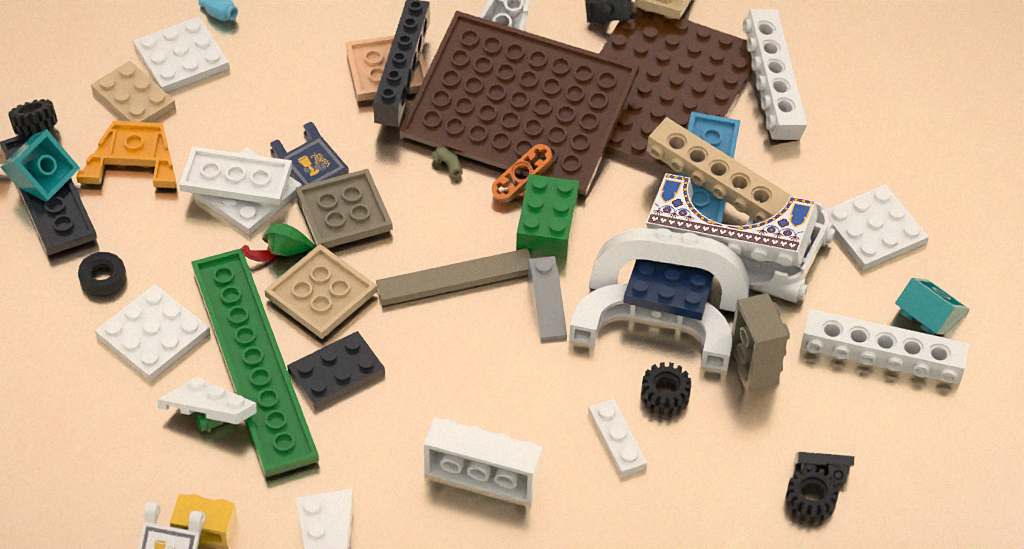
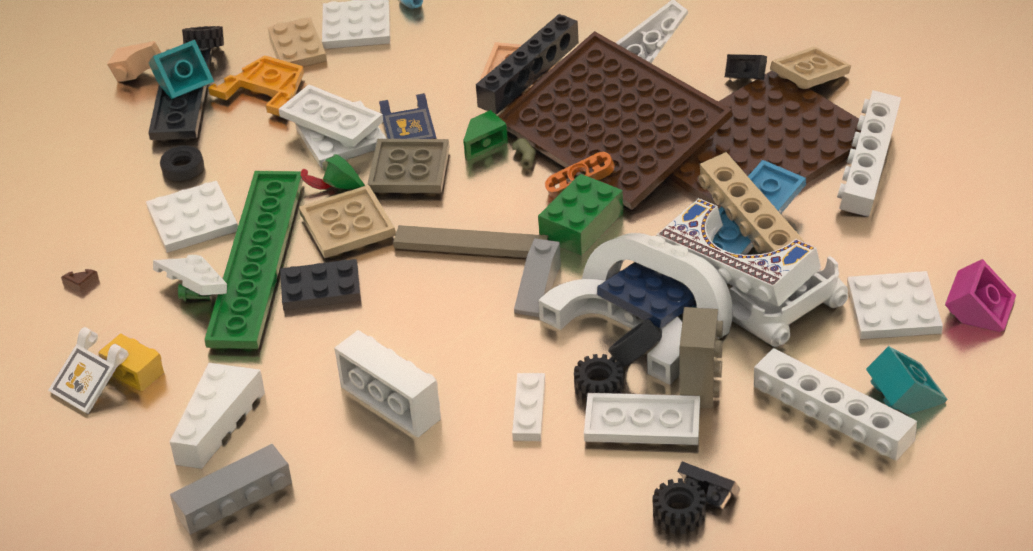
camera: 30 degrees right, 10 degrees down
(80, 442) = (80, 280): none -> reddish brown tile
(399, 151) = (484, 134): none -> green slope
(685, 342) = (635, 343): none -> black tyre
(728, 416) = (642, 418): none -> white plate
(945, 198) = (980, 297): none -> dark pink slope

